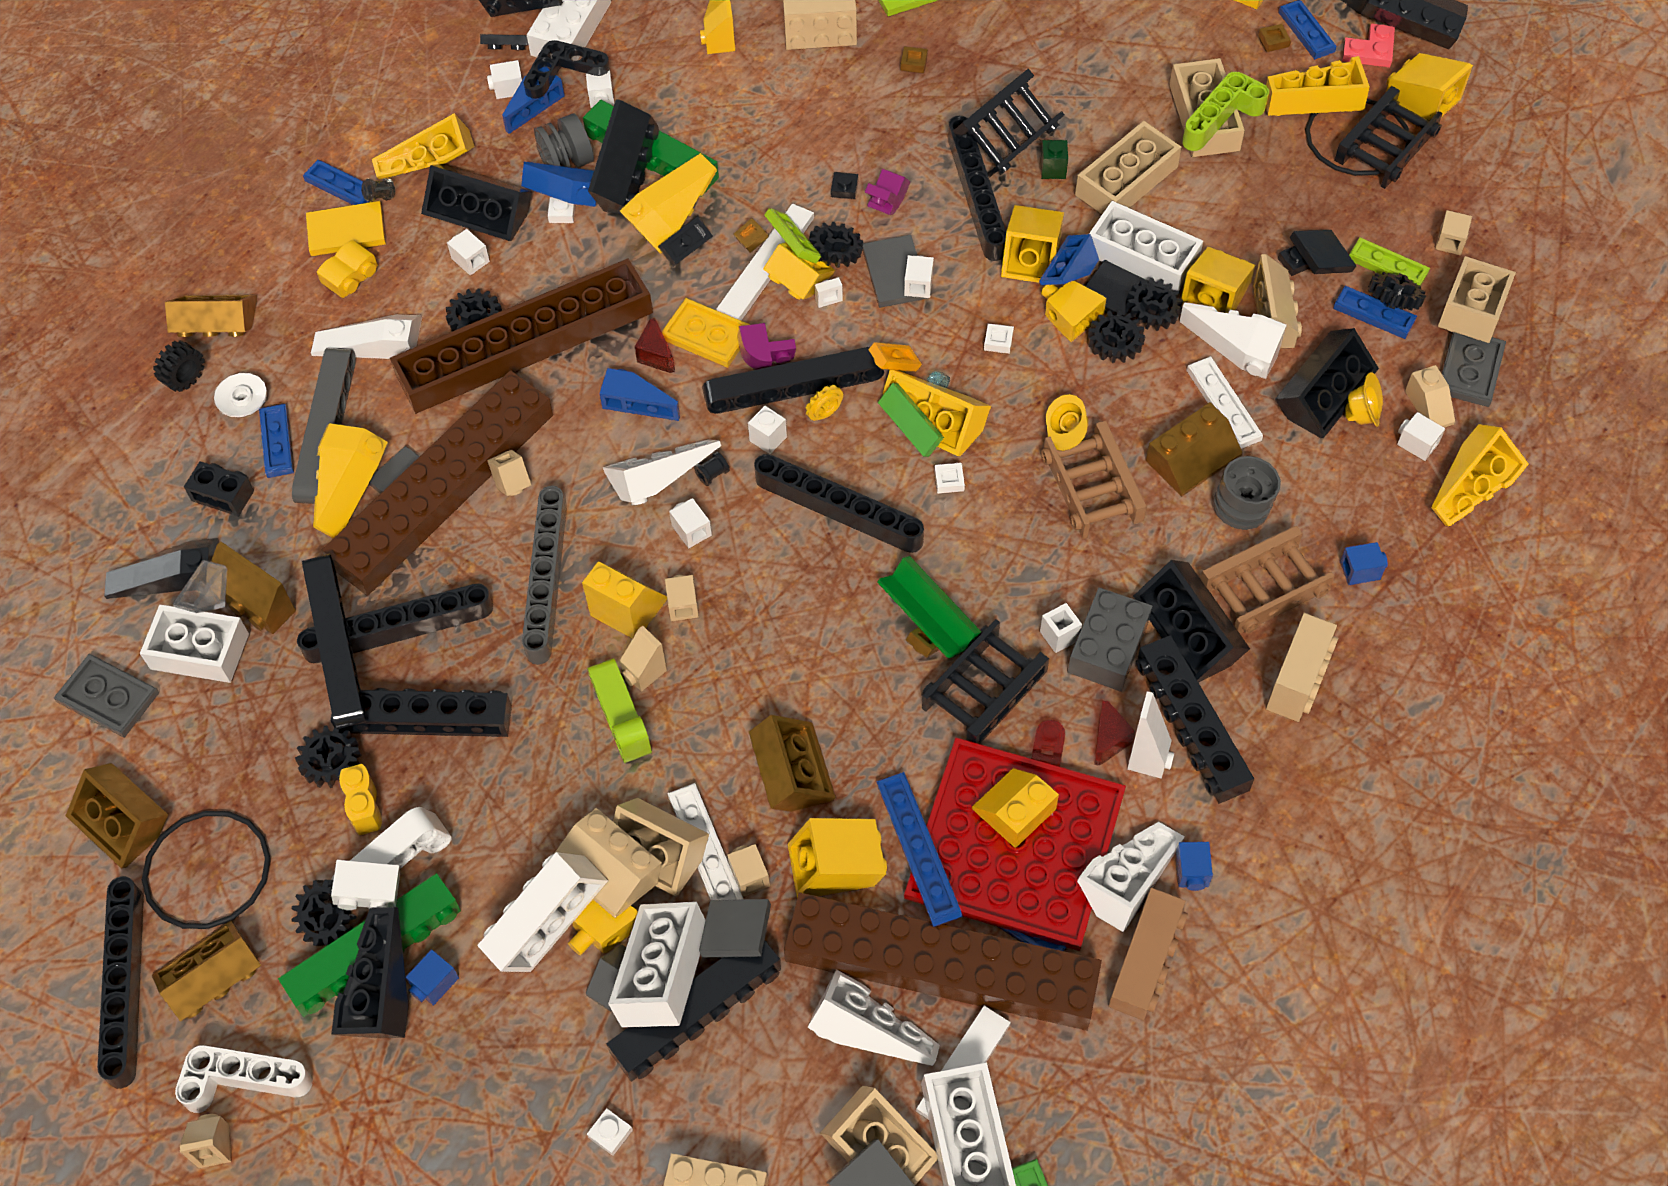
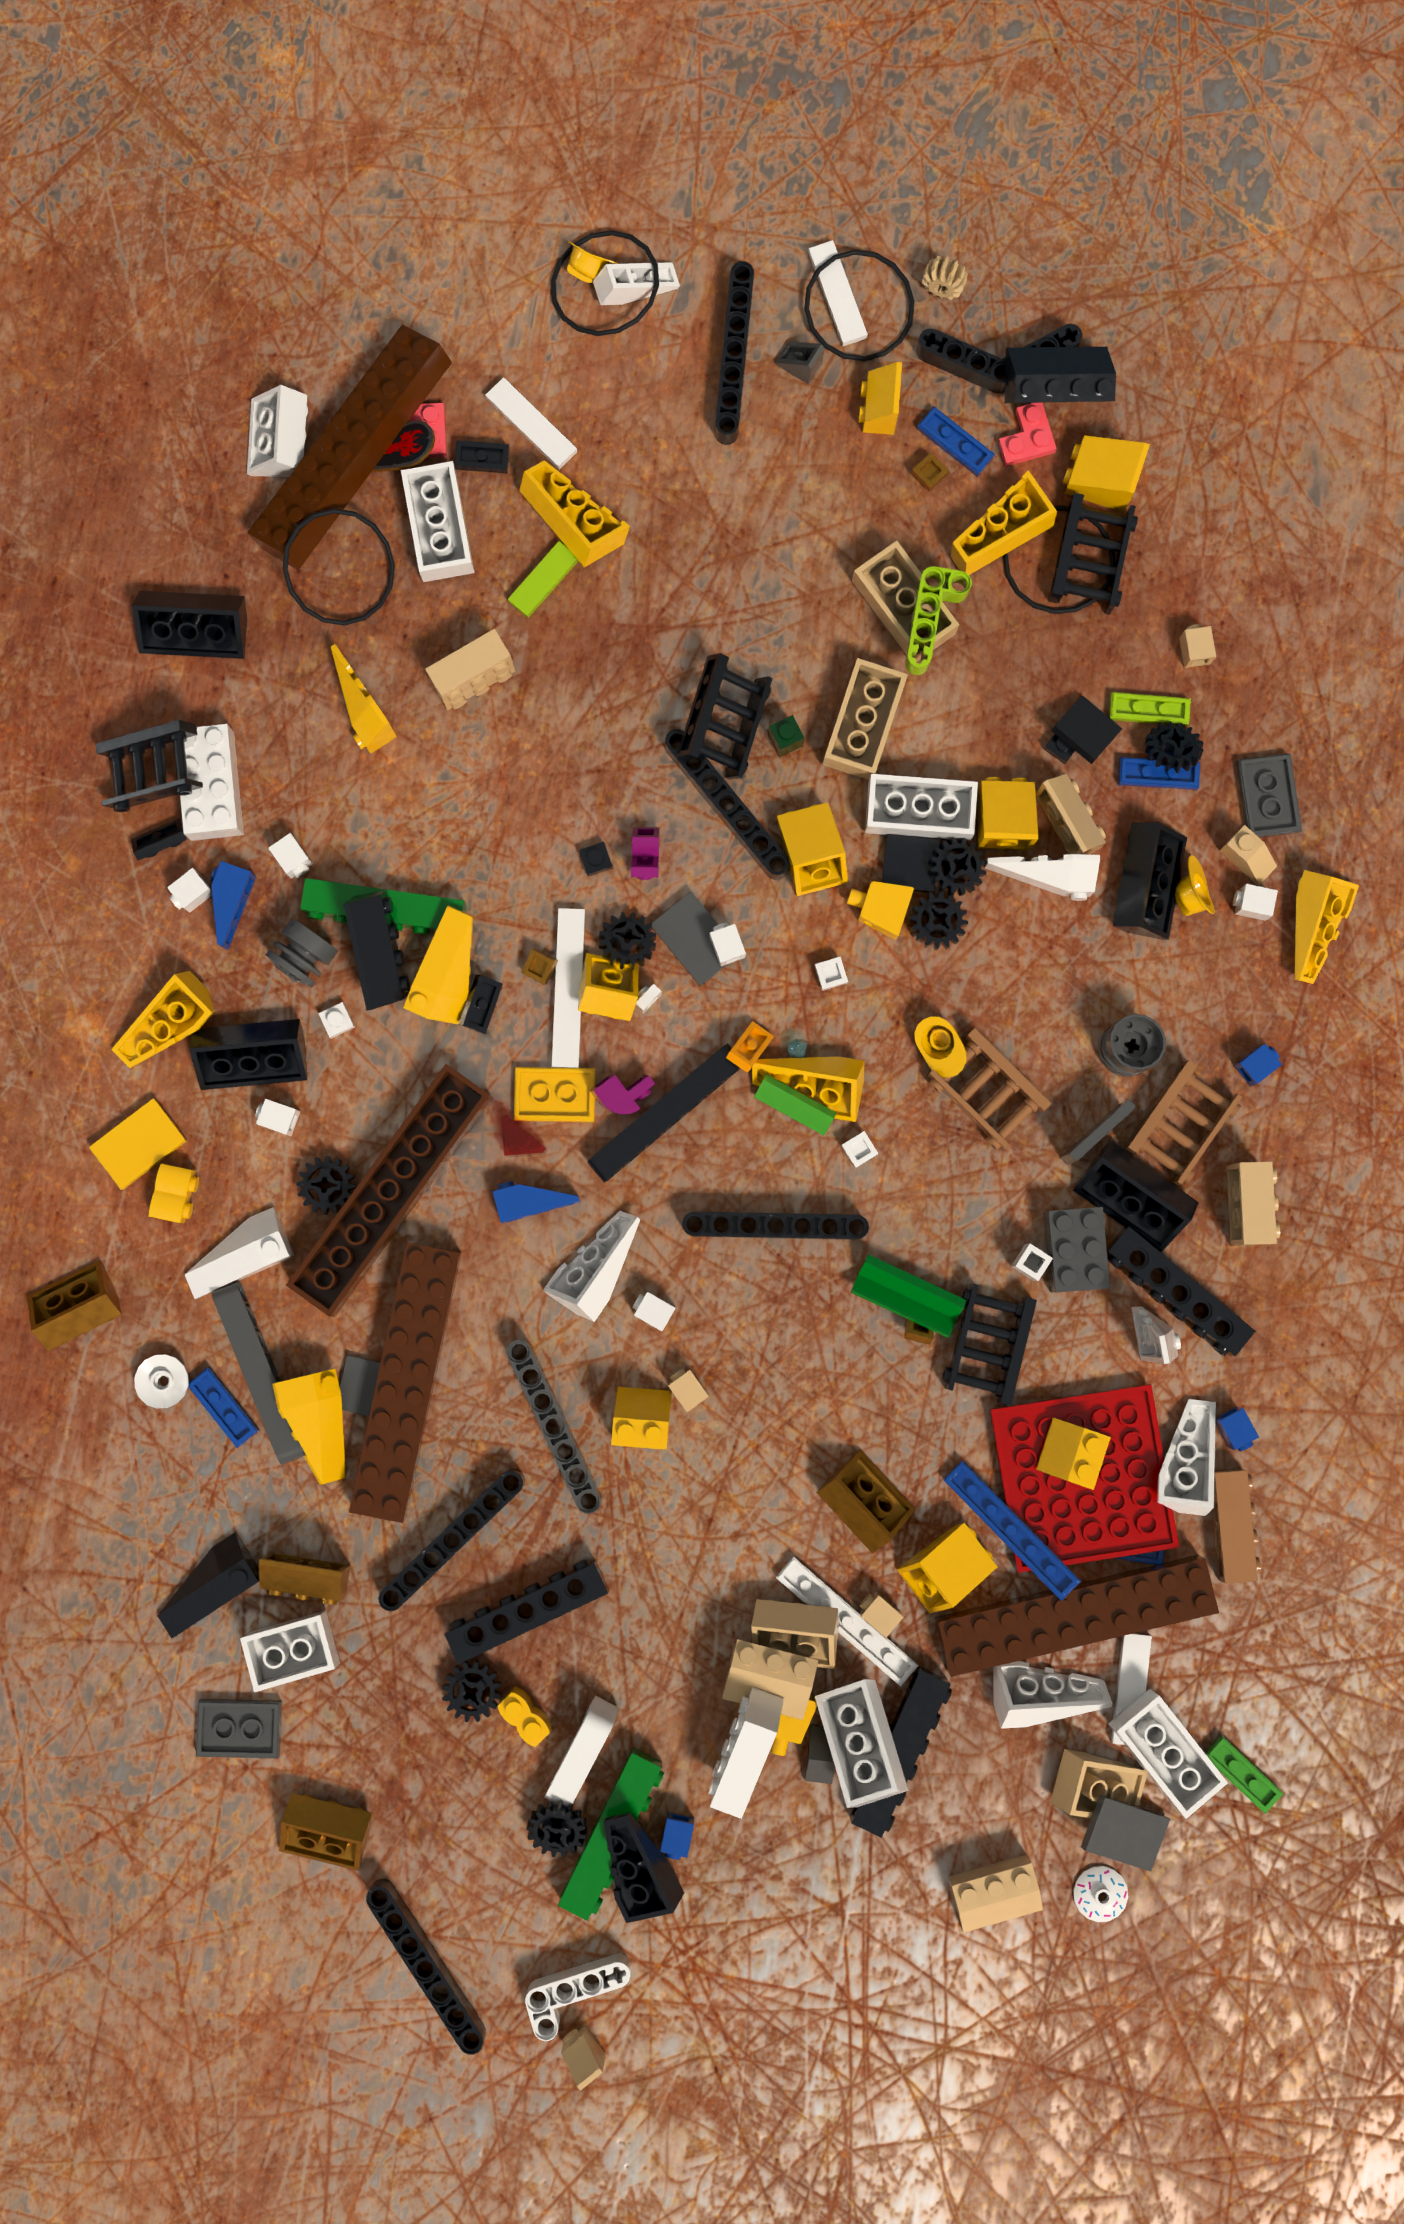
camera: 30 degrees left, 25 degrees up
(159, 912) = (374, 1842): black piece -> none
(179, 366) = (86, 1384): black tyre -> none
(205, 589) = (270, 1605): clear slope -> none
(206, 971) = (489, 1922): pearl gold slope -> none
(219, 488) = (207, 1491): black brick -> none
(334, 642) = (417, 1595): black beam -> none
(335, 182) = (98, 1094): blue tile -> none
(365, 885) = (587, 1803): white brick -> none
(374, 190) = (145, 1089): clear smoke bush -> none
(509, 473) = (465, 1344): tan brick -> none
(559, 182) = (328, 998): blue slope -> none
(592, 63) = (240, 848): black beam -> none
(609, 1132) = (886, 1881): white plate -> none
(619, 711) = (695, 1525): lime beam -> none
(643, 660) = (691, 1473): tan slope -> none
(711, 468) = (642, 1244): black bush -> none
(735, 928) = (901, 1677): dark grey tile -> none
(767, 430) = (672, 1181): white brick -> none
(792, 235) = (586, 958): lime tile -> none
(824, 403) = (710, 1128): yellow gear -> none
(914, 59) = (586, 669): pearl gold plate -> none
(1049, 737) = (1064, 1364): clear red plate -> none
(1072, 261) = (864, 865): blue slope -> none
(1113, 734) = (1117, 1341): clear red slope -> none
(1180, 544) = (1095, 1134): none -> dark grey tile
(1194, 449) = (1063, 1014): pearl gold slope -> none
(1220, 393) = (1065, 944): white tile -> none
(1476, 299) = (1252, 726): tan brick -> none

